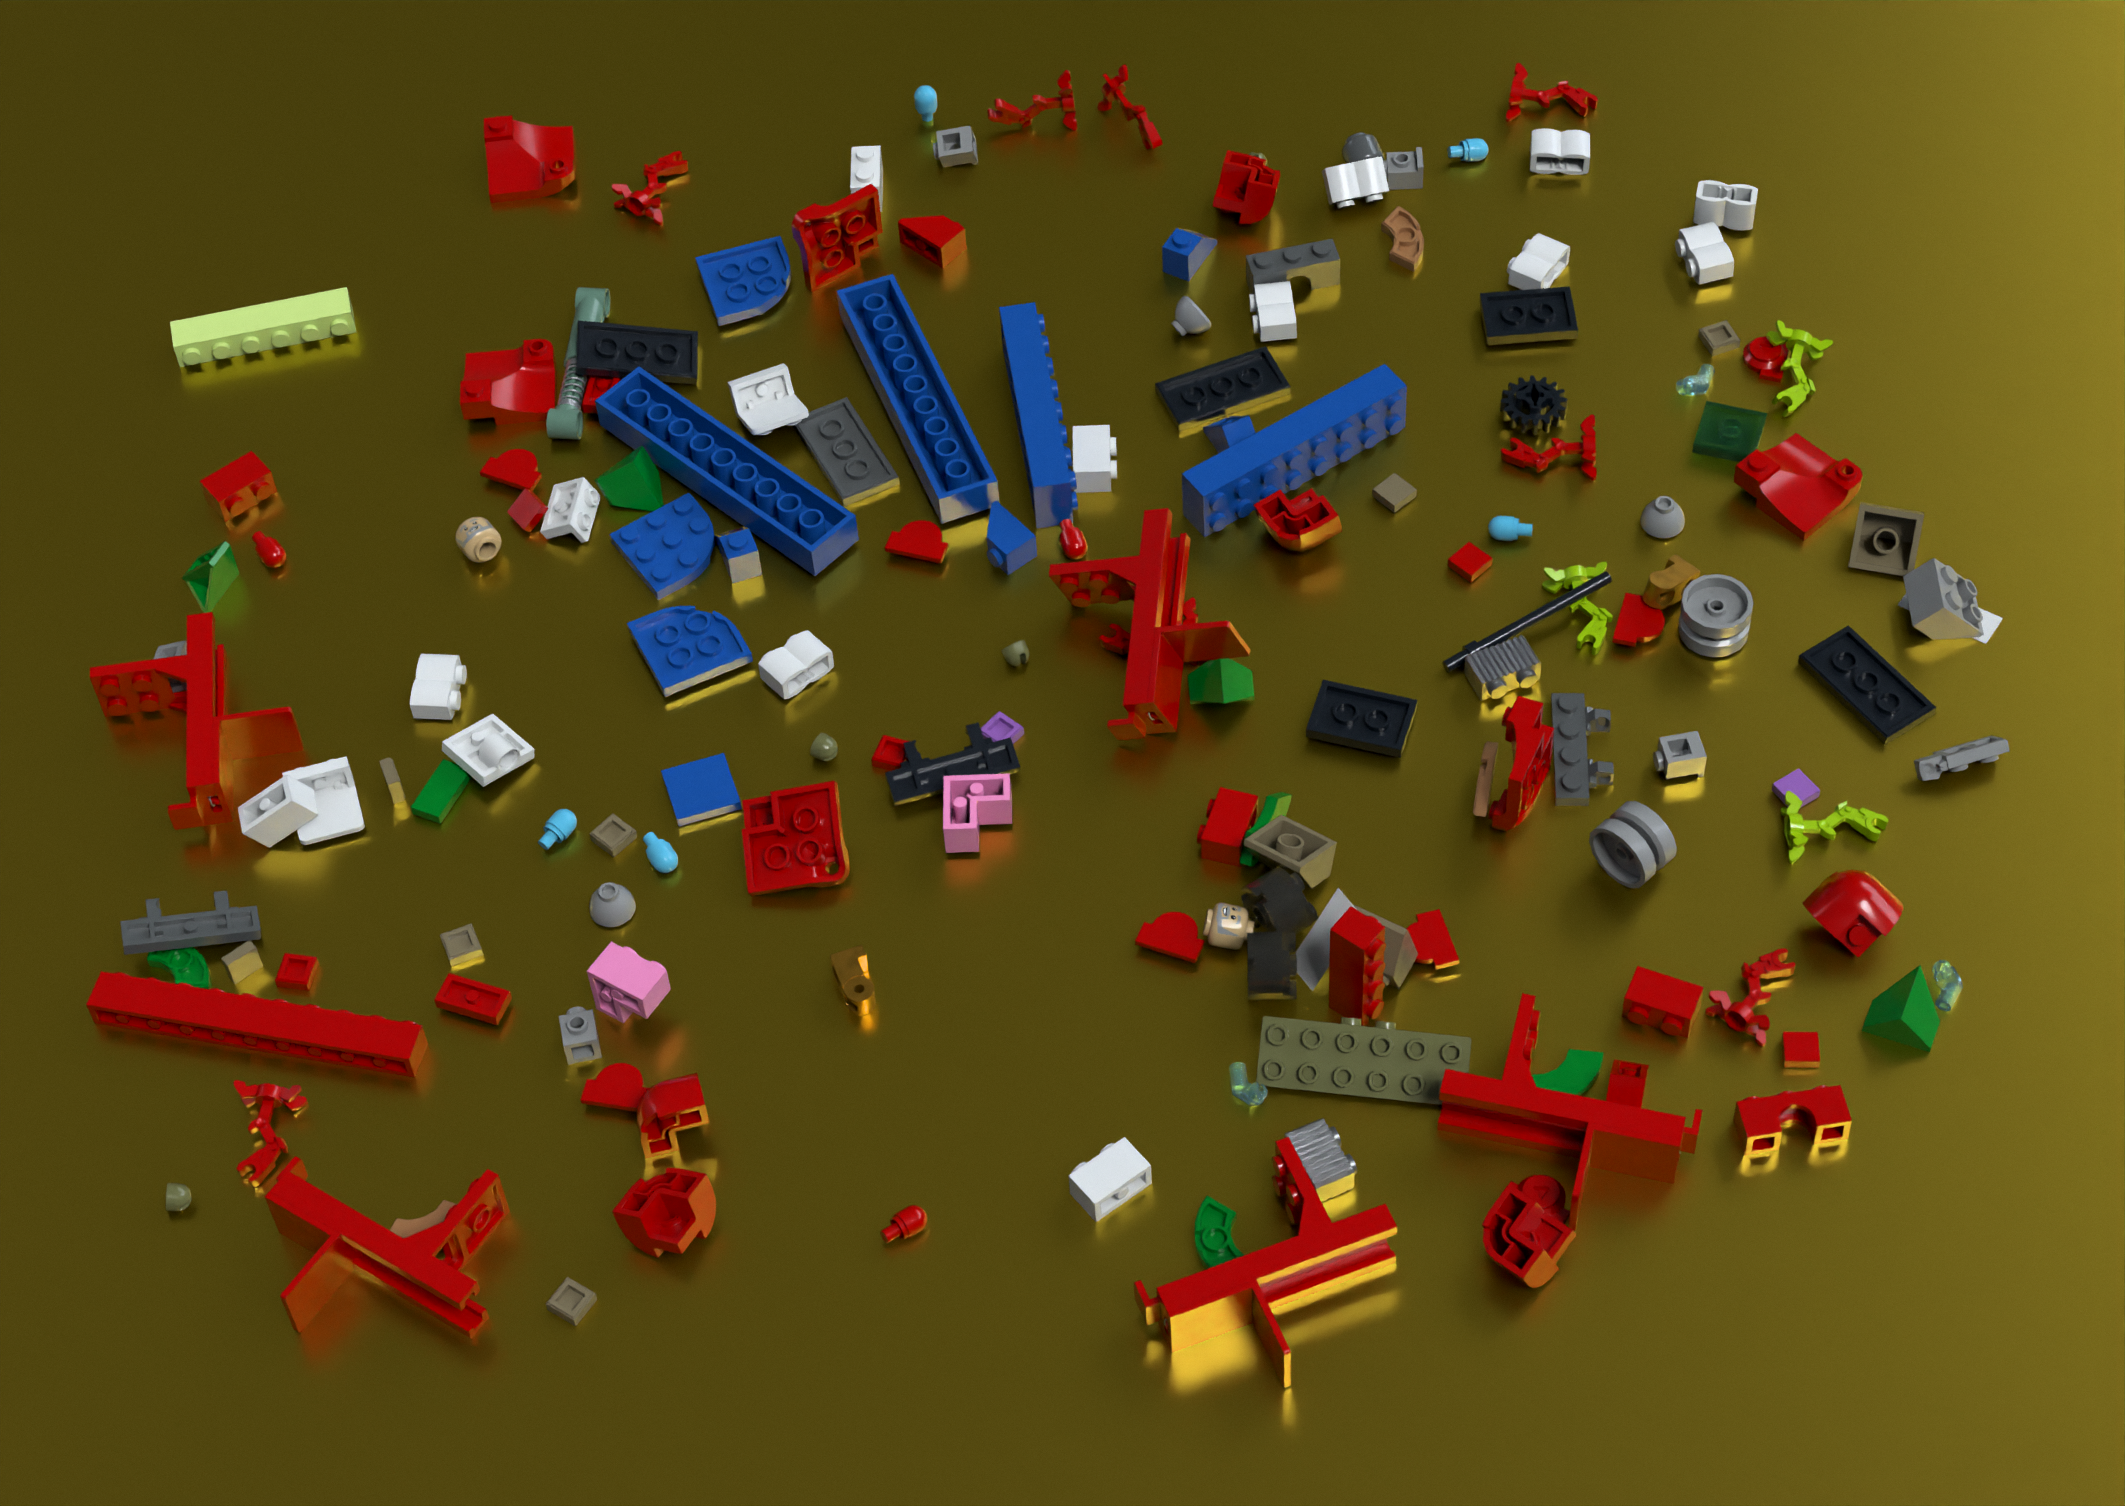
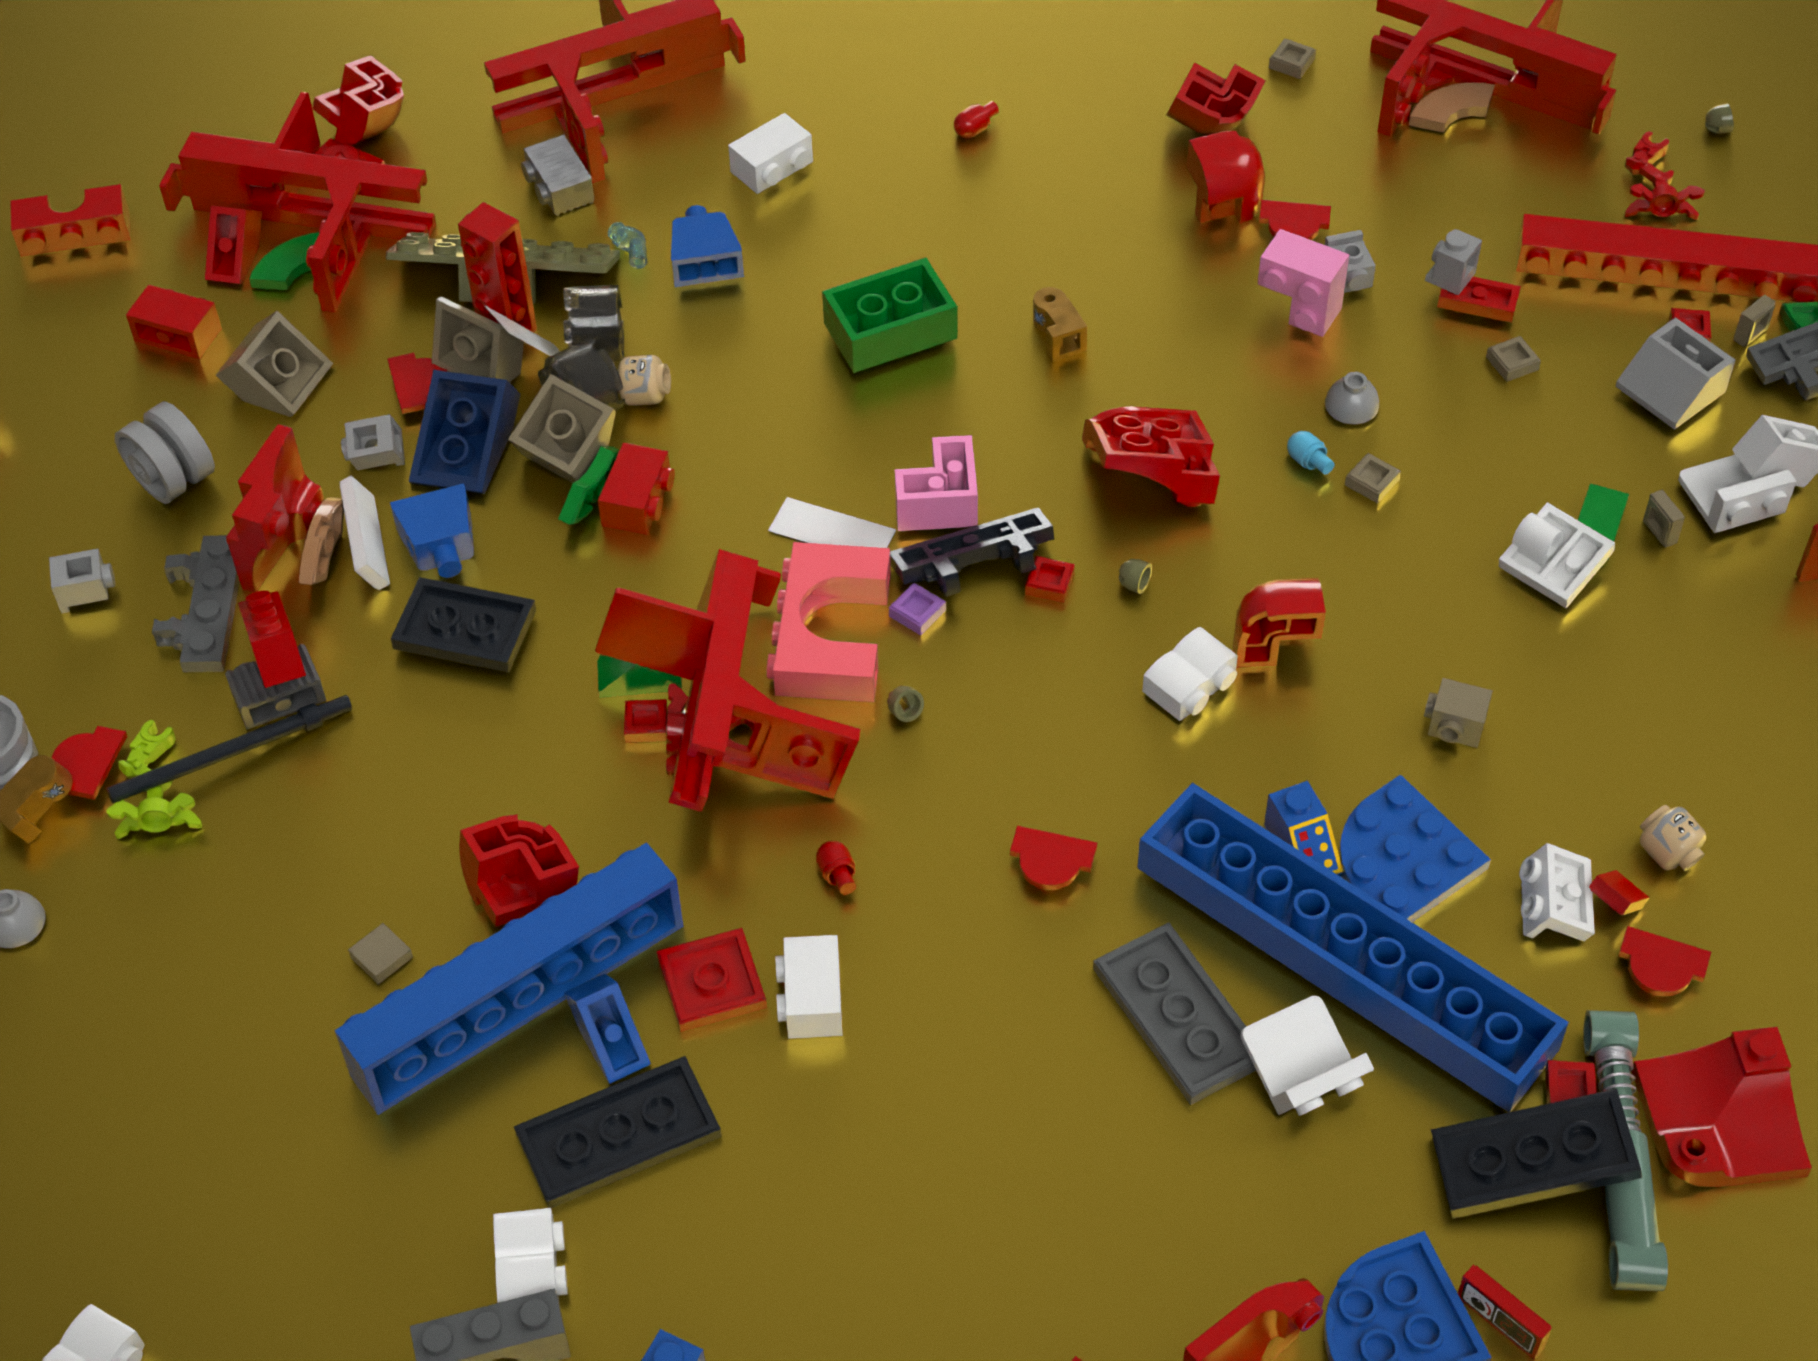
camera: 175 degrees right, 0 degrees up
(332, 902) = (1676, 373): none -> light grey slope
(437, 686) = (1651, 636): white brick -> none
(489, 1000) = (1454, 261): none -> light grey brick
(558, 828) = (1440, 476): medium azure cylinder -> none
(601, 631) = (1458, 712): none -> dark tan brick
(632, 483) = (1480, 934): green slope -> none
(680, 281) = (1504, 1311): none -> red tile
(688, 646) = (1339, 701): blue plate -> none
(701, 789) = (1279, 530): blue tile -> none
(721, 686) = (1276, 613): none -> red brick
(918, 398) = (1087, 1083): blue brick -> none
(1004, 976) = (890, 314): none -> green brick
(1008, 540) = (925, 854): blue slope -> none
(1038, 415) = (895, 1040): blue brick -> none
(1066, 805) = (825, 526): none -> white sticker
(1081, 745) = (816, 578): none -> coral arch
(1158, 474) = (711, 979): none -> red tile
(1173, 935) = (705, 379): red piece -> none
(1174, 1069) = (704, 248): none -> blue torso
(1190, 318) = (660, 1247): light grey brick -> none
(1213, 1233) = (667, 121): green tile -> none
(1382, 878) = (463, 430): none -> dark blue slope
(1393, 794) = (436, 529): none -> blue torso
(1453, 792) = (364, 533): none -> white tile
(1457, 870) = (365, 434): none -> light grey brick
(1470, 562) = (292, 848): red tile -> none
(1502, 654) = (271, 638): none -> red arch
(1508, 528) = (229, 893): medium azure cylinder -> none
(1526, 456) = (89, 1018): red piece -> none
(1528, 315) = (125, 1264): black plate -> none
(1533, 405) = (152, 1090): black gear -> none
(1561, 951) = (274, 366): none -> dark tan slope
(1740, 1014) = (93, 313): red piece -> none
(1800, 1049) = (40, 294): red tile -> none

